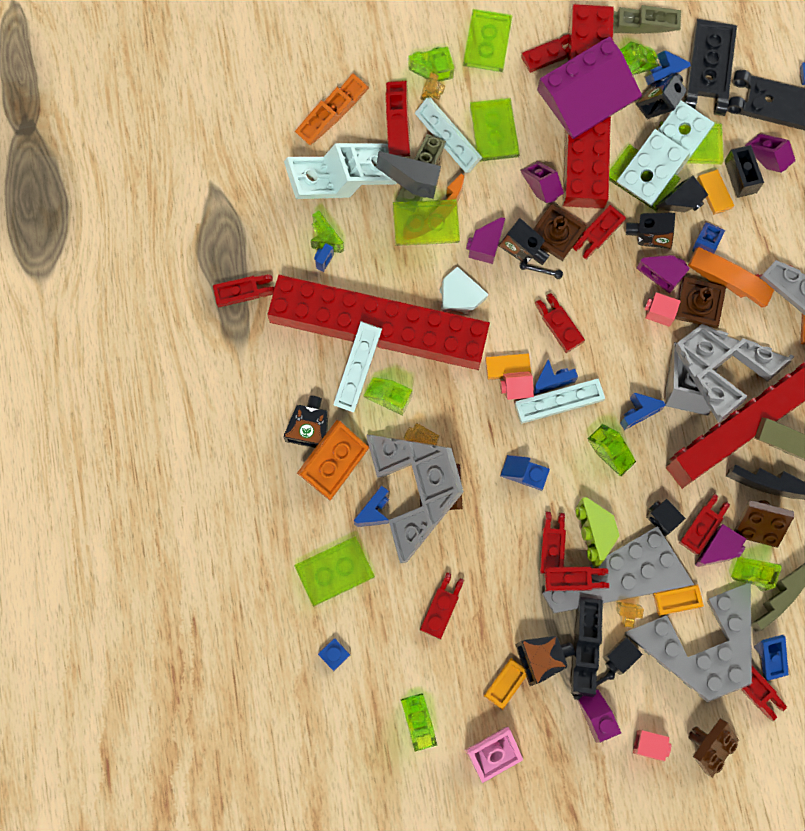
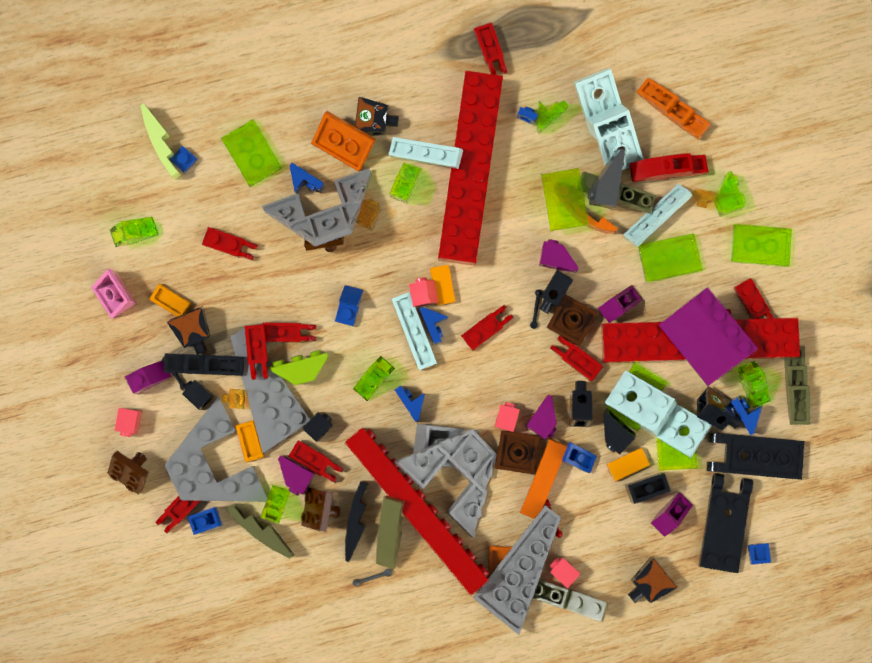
camera: 90 degrees right, 10 degrees up
(300, 683) = (158, 136): none -> yellowish green slope
(461, 292) = (506, 238): light aqua slope -> none

